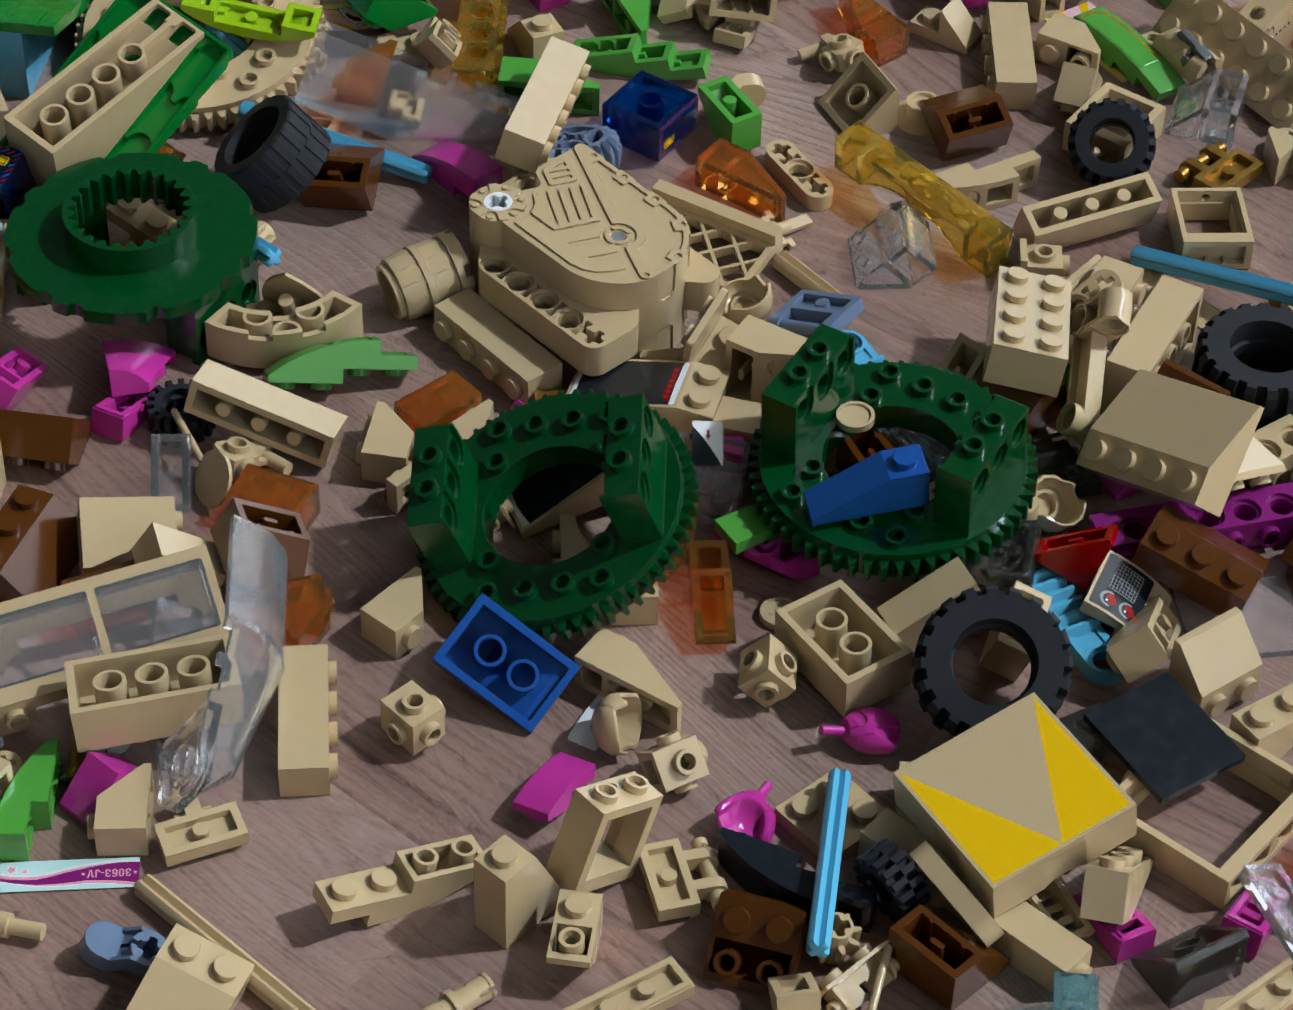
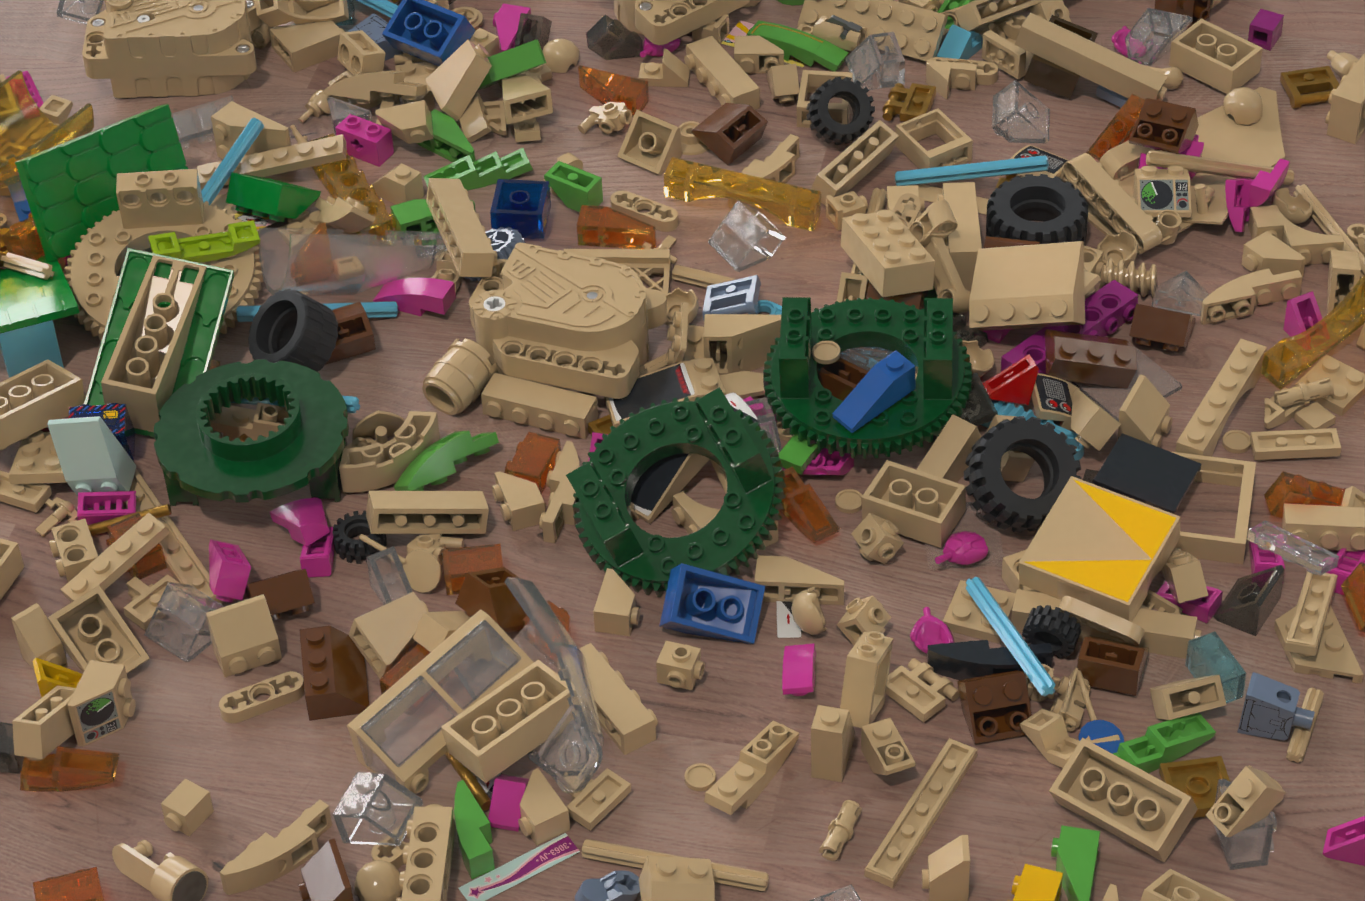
camera: 25 degrees left, 0 degrees up
(342, 861) = (700, 777): none -> tan piece

